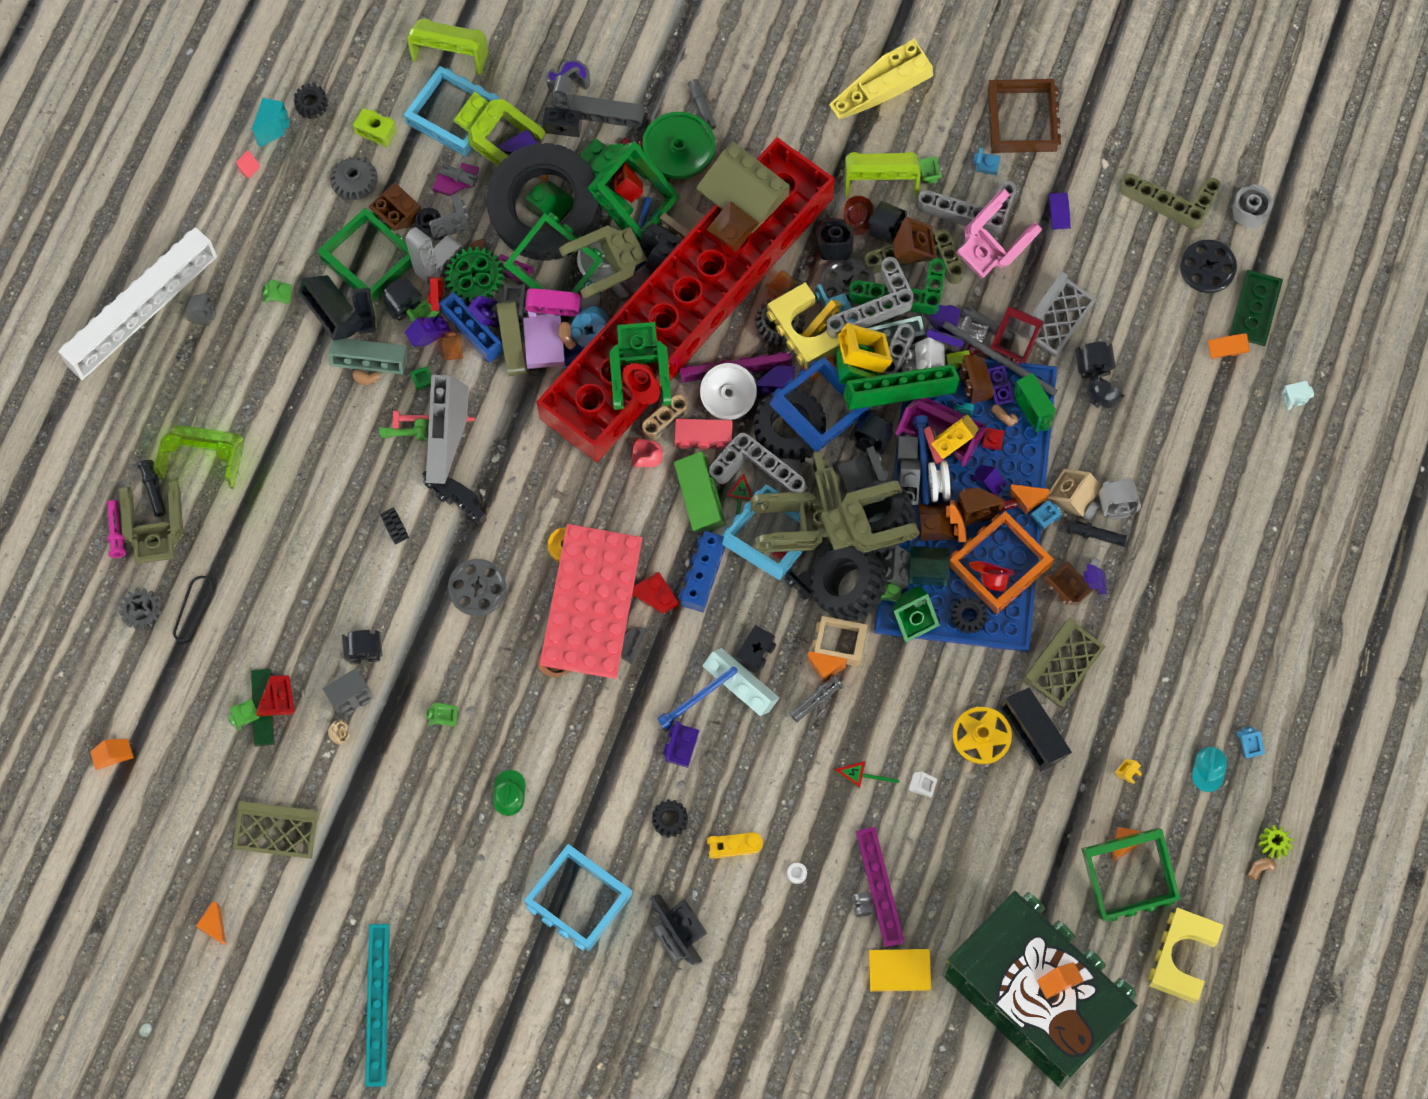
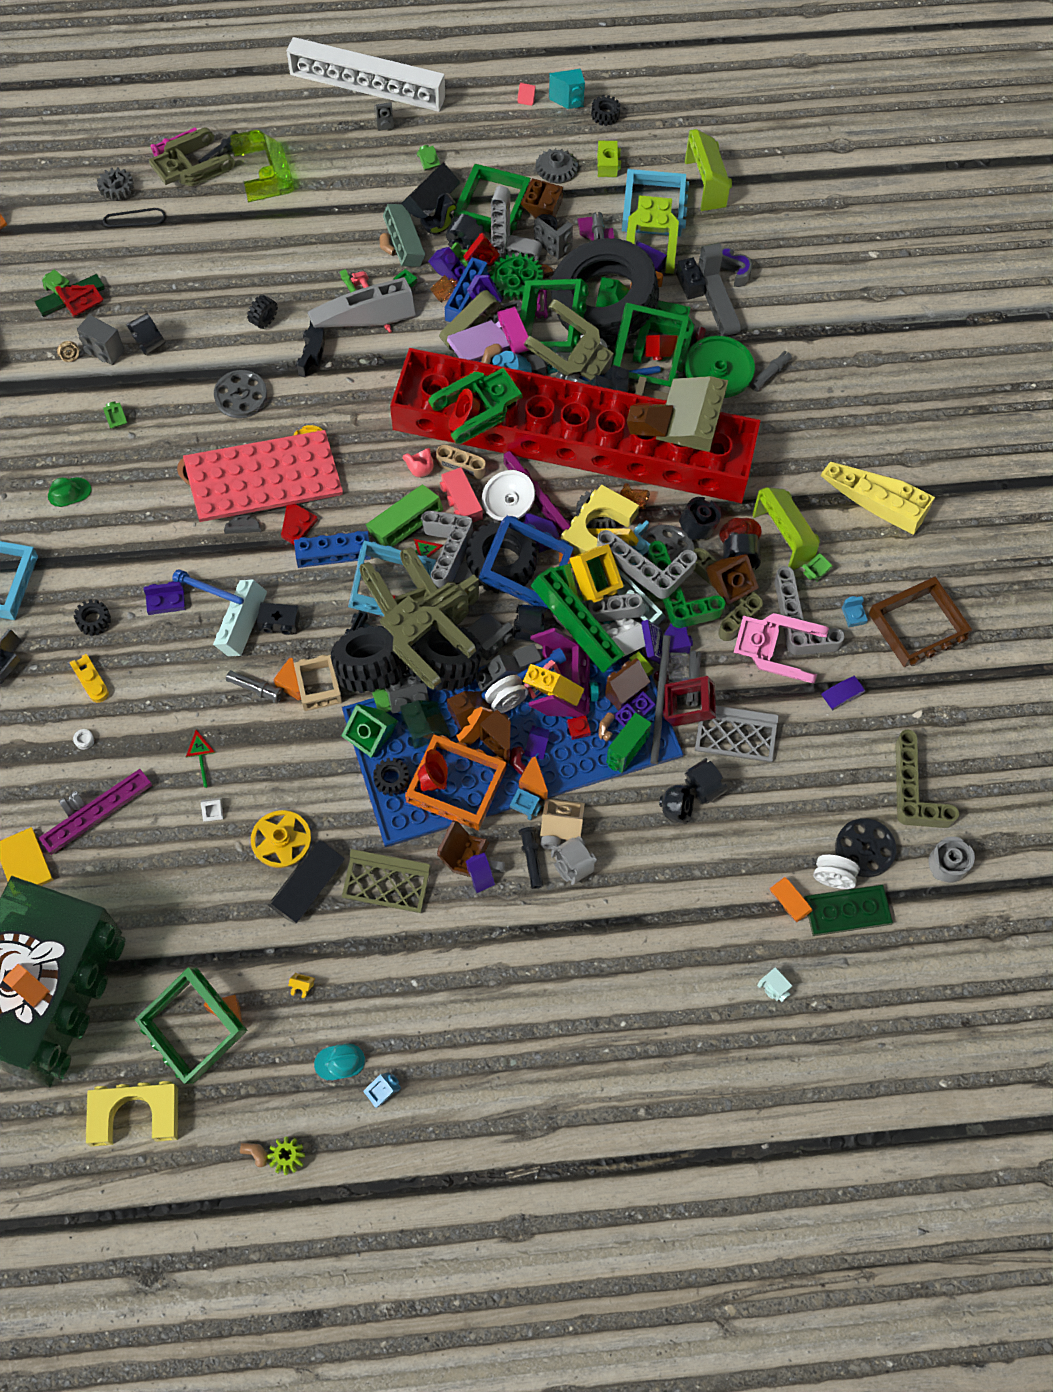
camera: 60 degrees right, 5 degrees down
(1224, 298) = (836, 871): none -> white wheel

